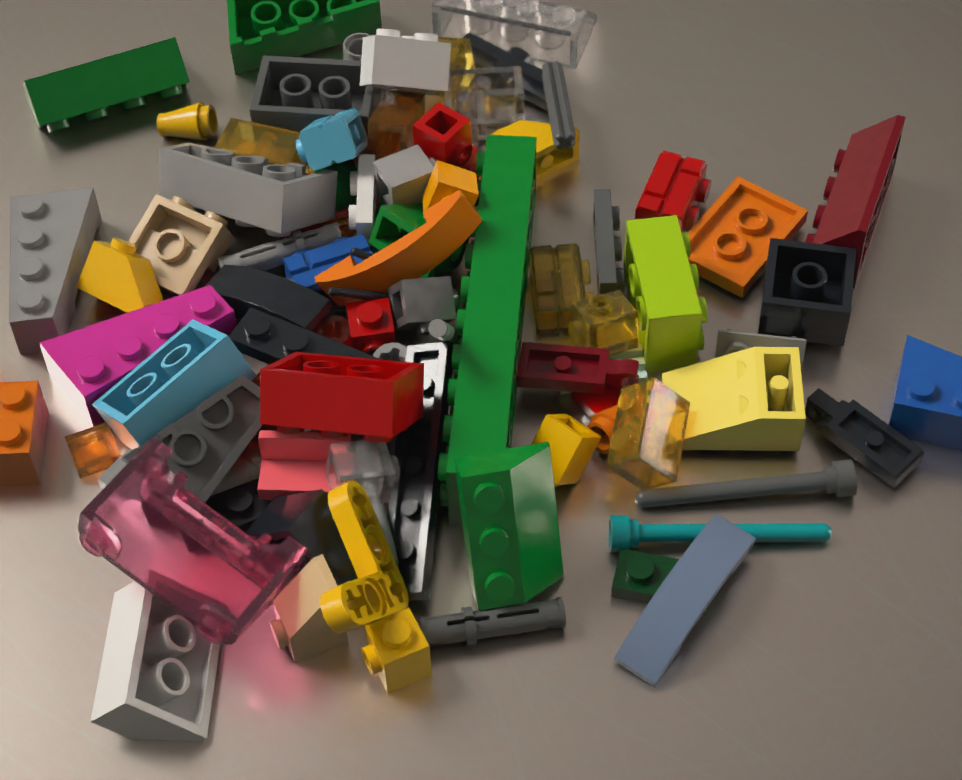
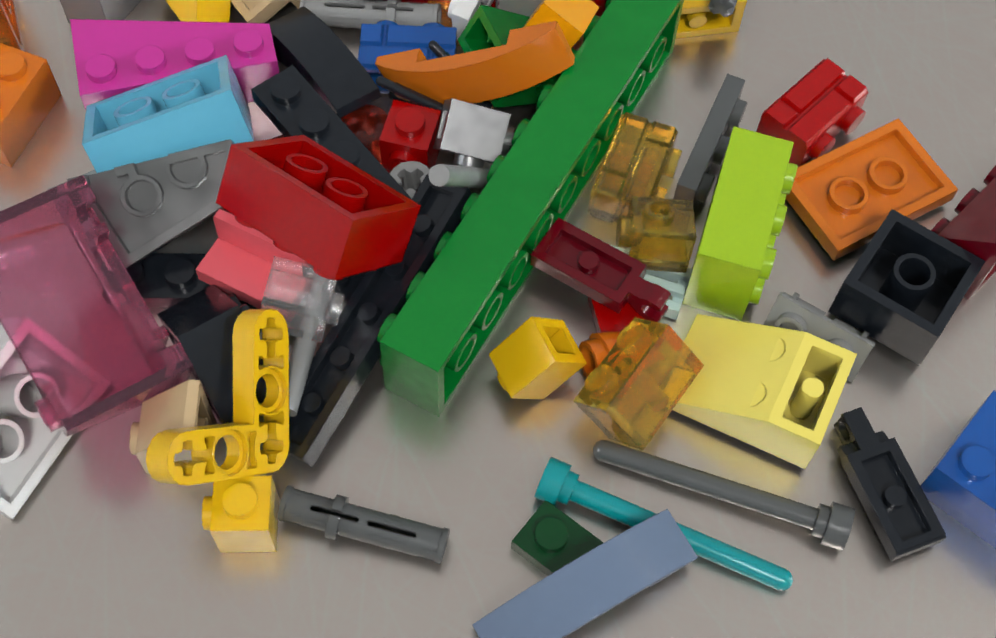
camera: 20 degrees right, 10 degrees up
(92, 449) = (67, 155): clear orange tile -> none
(509, 524) = (422, 427): green slope -> none

